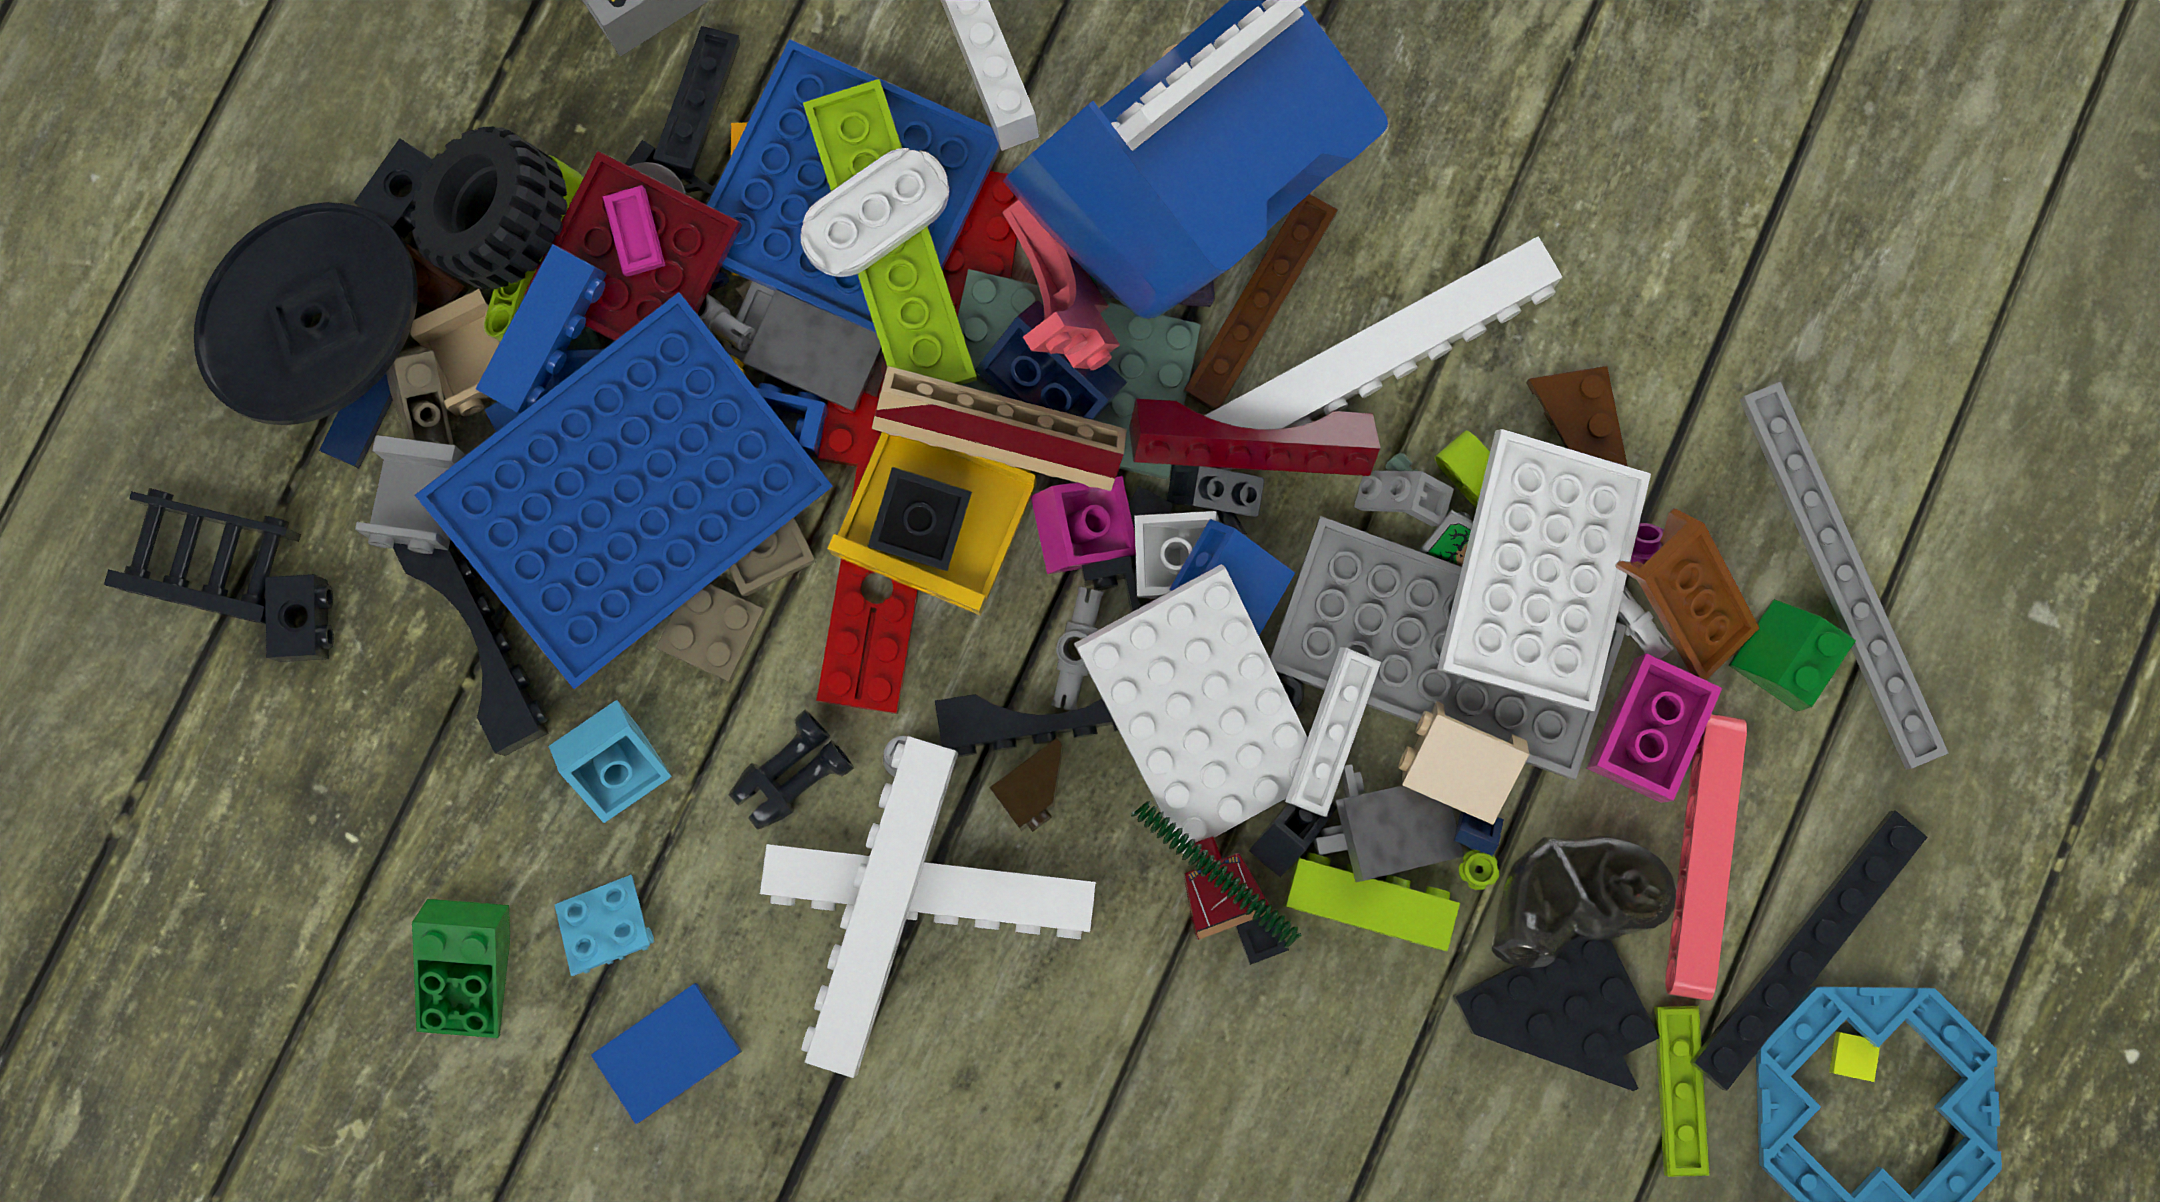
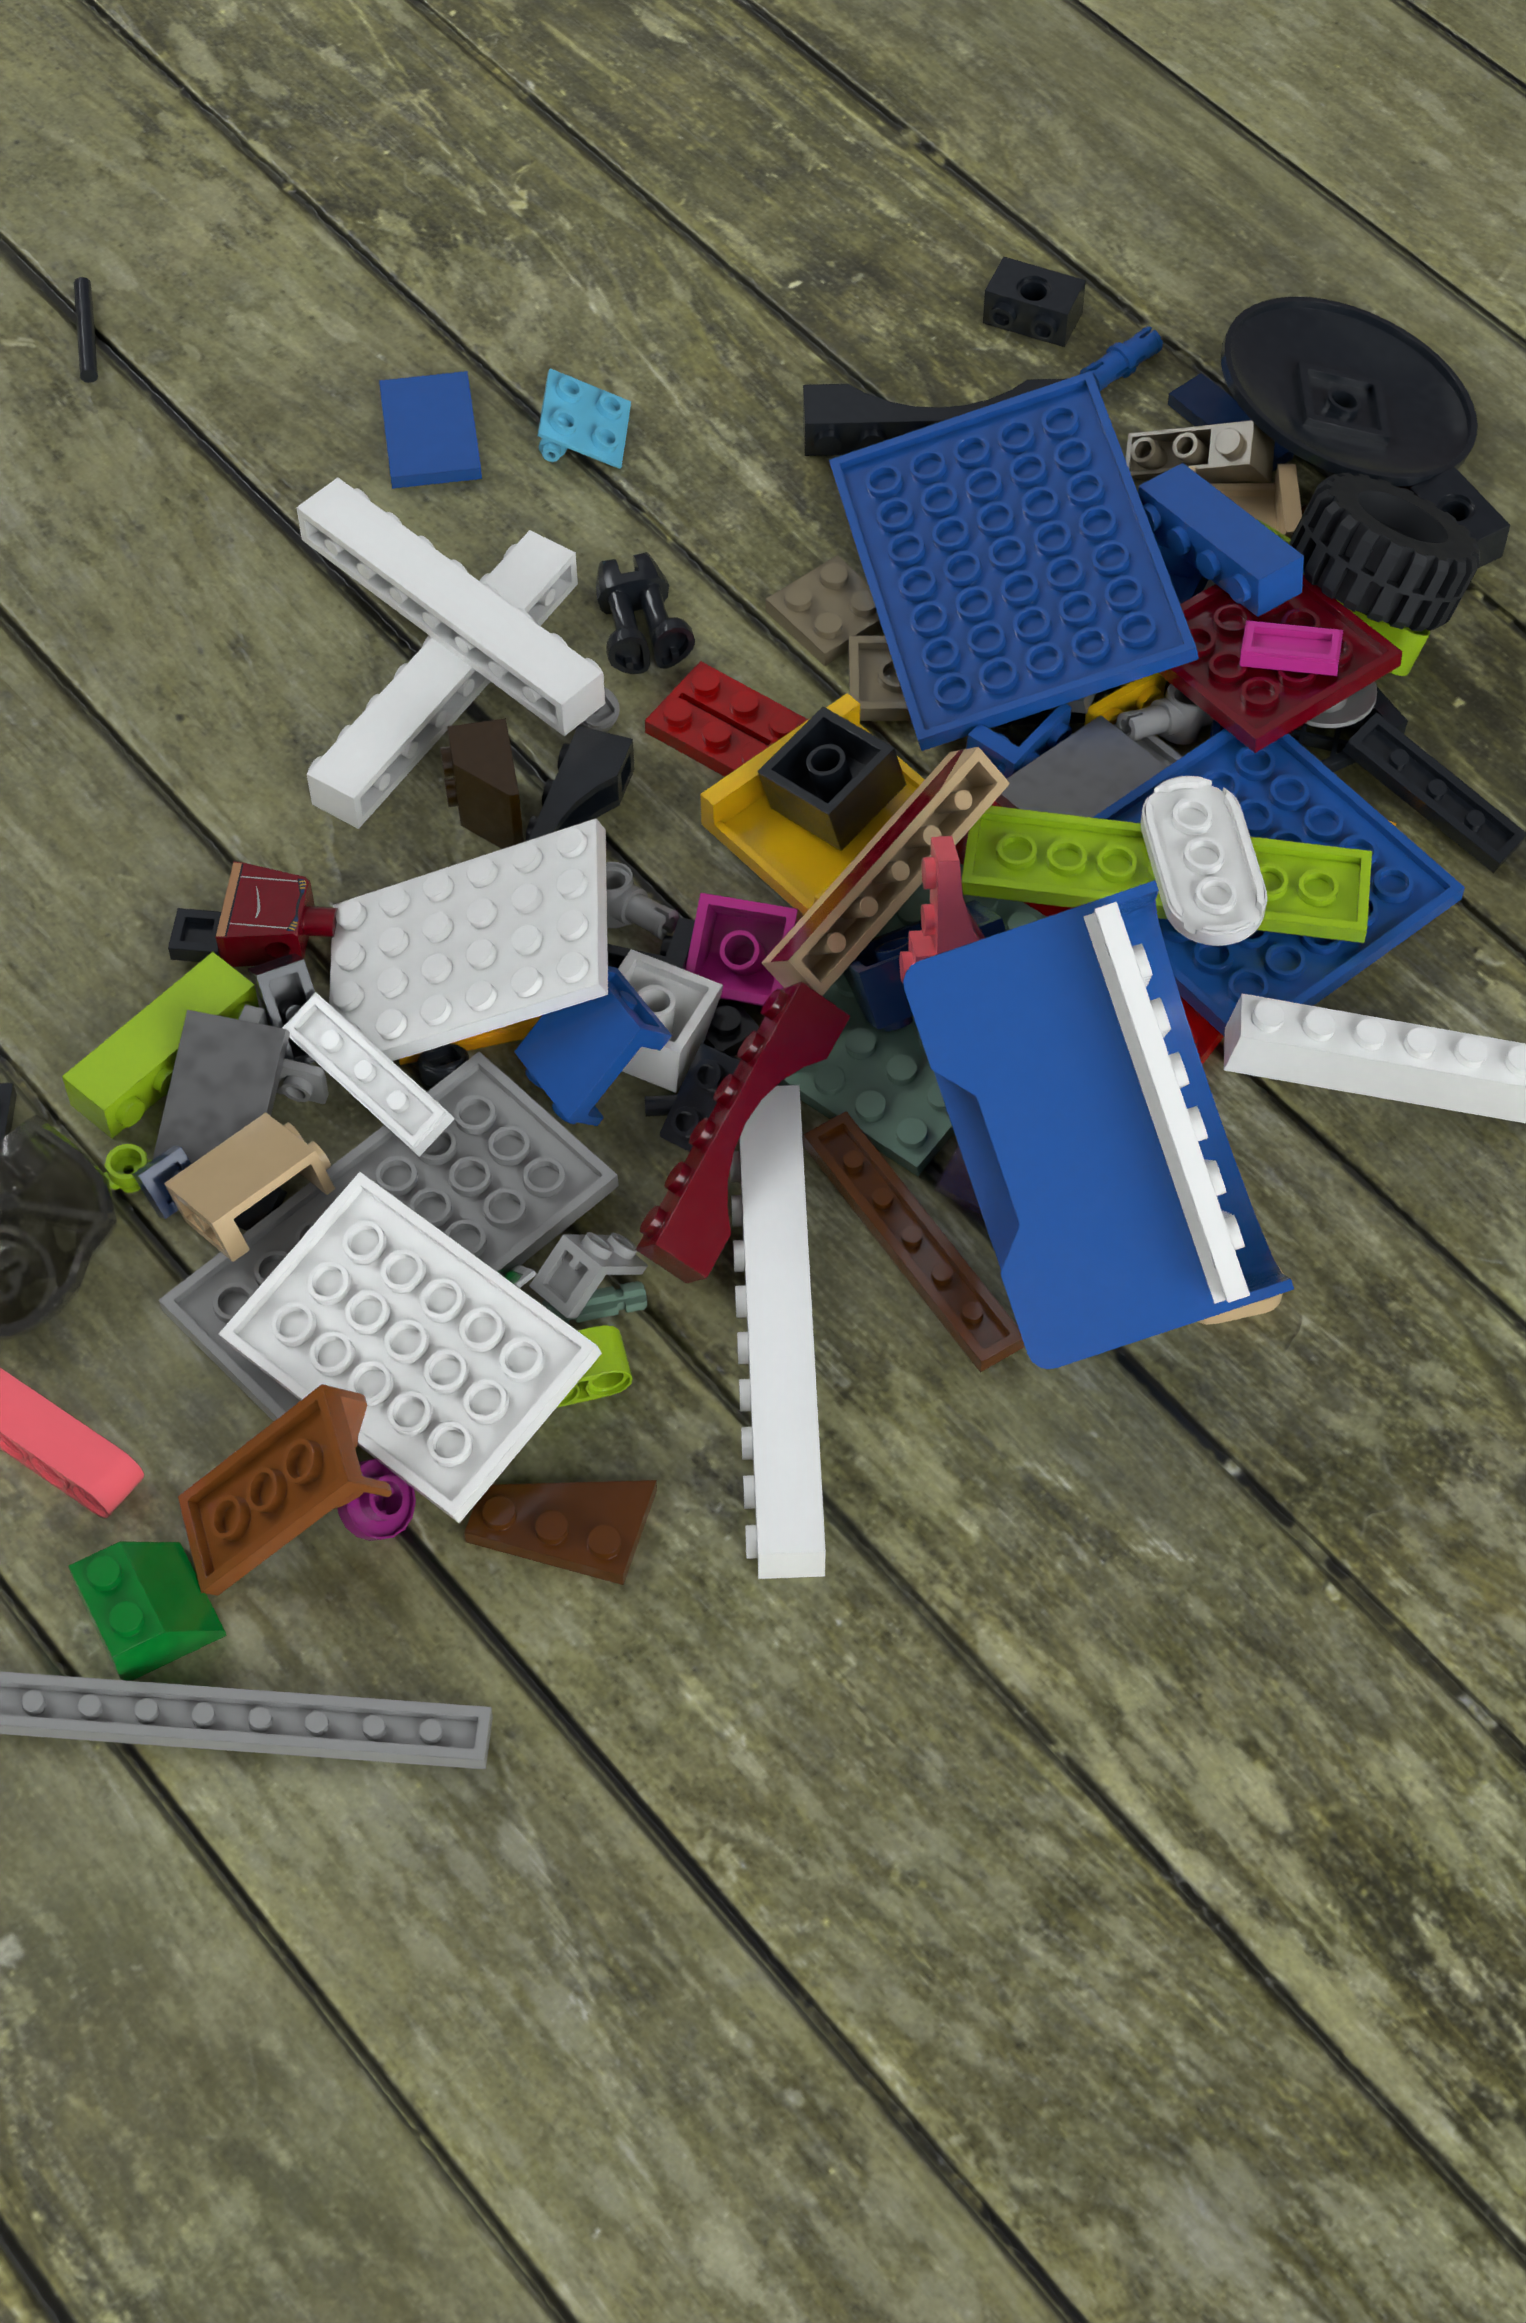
camera: 115 degrees right, 25 degrees down
(175, 586) = (1119, 224): black fence -> none
(327, 520) = (1124, 357): none -> blue pin
(396, 510) = (1131, 411): light grey panel -> none
(460, 967) = (619, 308): green slope -> none
(609, 761) = (743, 476): medium azure slope -> none
(1215, 866) = (285, 894): dark green piece -> none
(1654, 728) = (159, 1398): dark pink brick -> none

